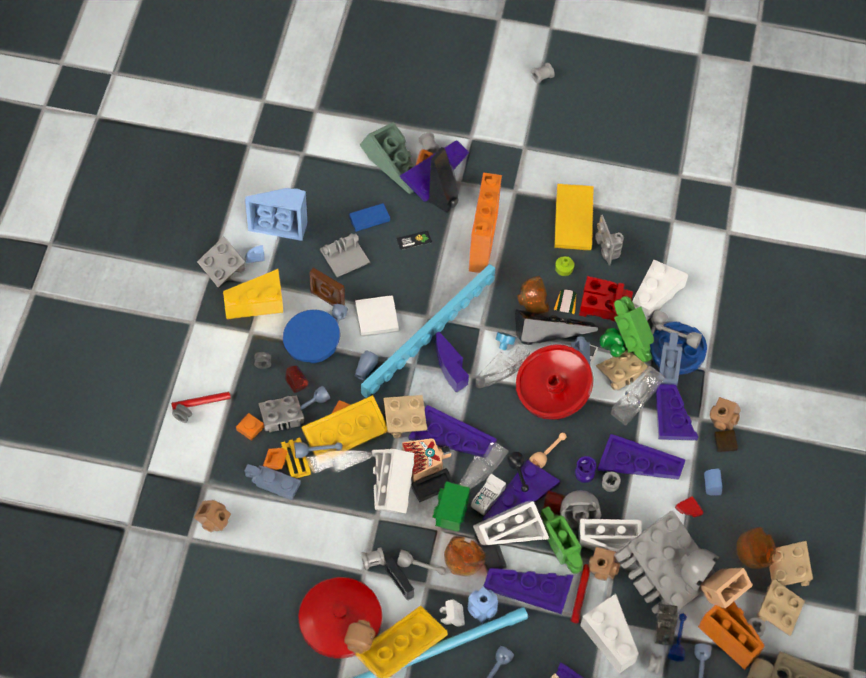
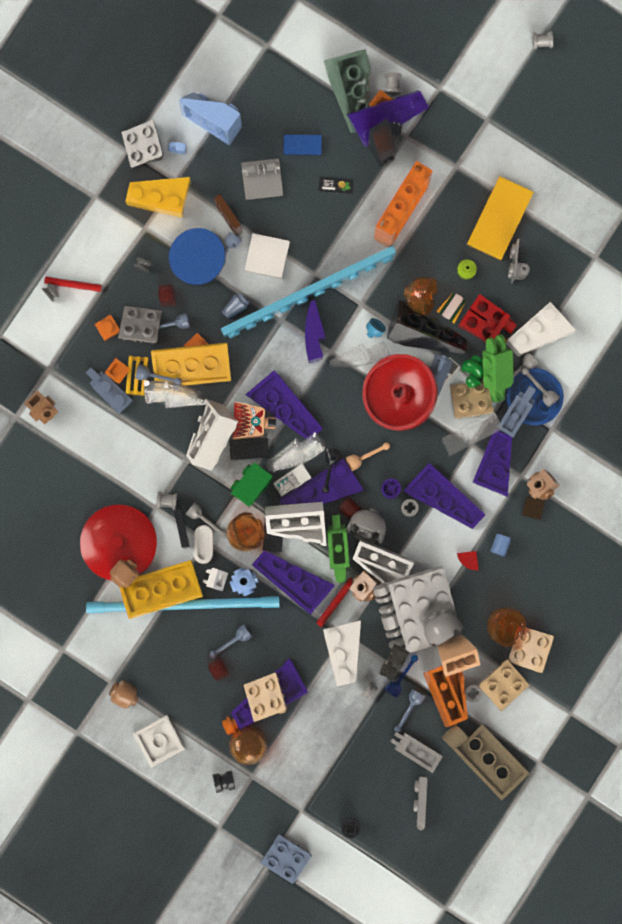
camera: 25 degrees right, 25 degrees up
(405, 414) = (250, 372): tan hinge -> none
(426, 587) = (203, 544): none -> white tile

